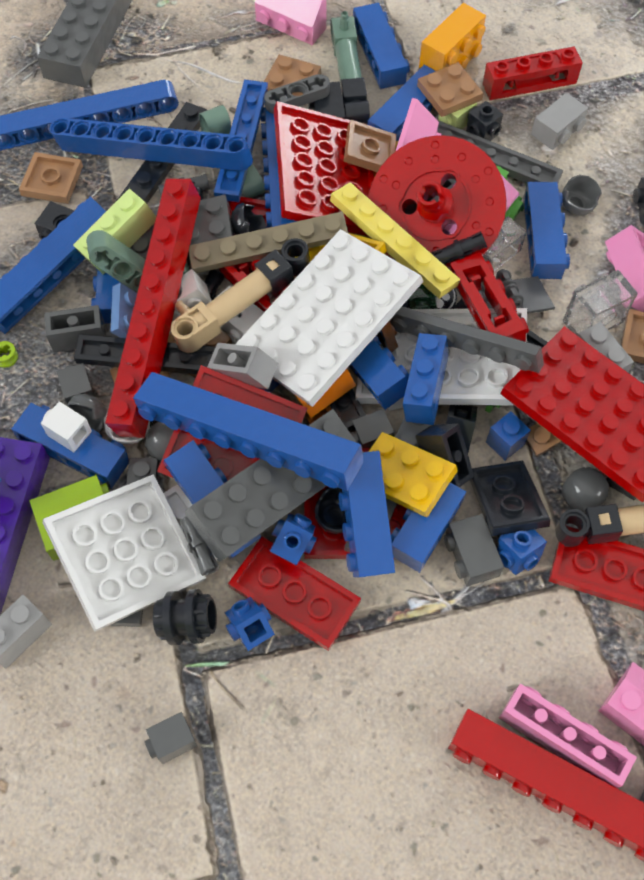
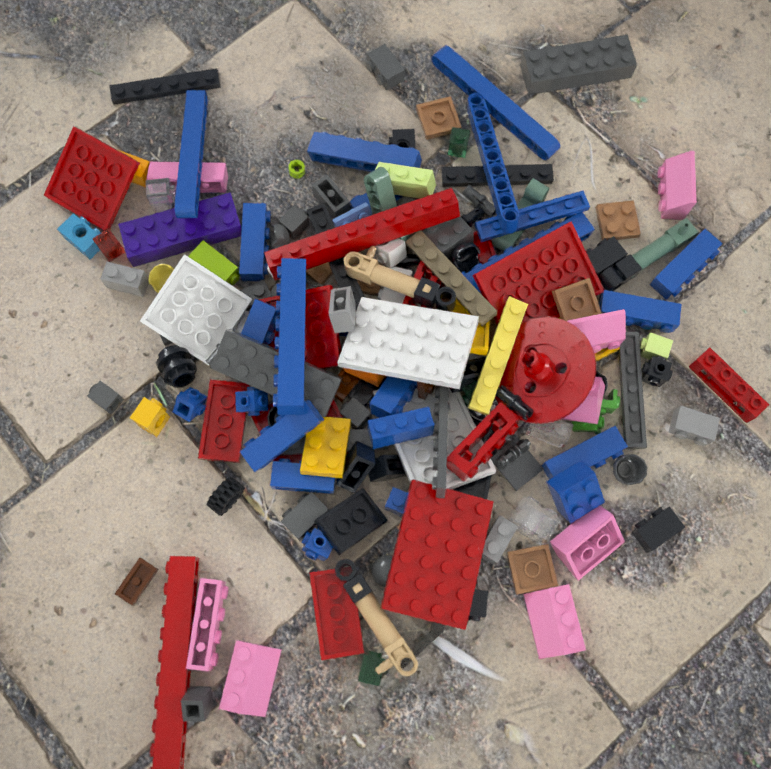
camera: 60 degrees right, 10 degrees up
(47, 579) = (159, 276): none -> light yellow hair
(66, 426) = (255, 232): white brick -> none
(98, 170) = (458, 142): none -> clear green brick
(240, 680) = (150, 416): none -> yellow brick
(312, 87) = (596, 239): dark grey beam -> none
(402, 632) = (225, 496): none -> black tyre
(450, 89) = (666, 332): medium nougat plate -> none
(454, 39) = (713, 315): light orange brick -> none
(461, 812) = (136, 581): none -> reddish brown plate
(585, 248) = (575, 491): none -> blue brick

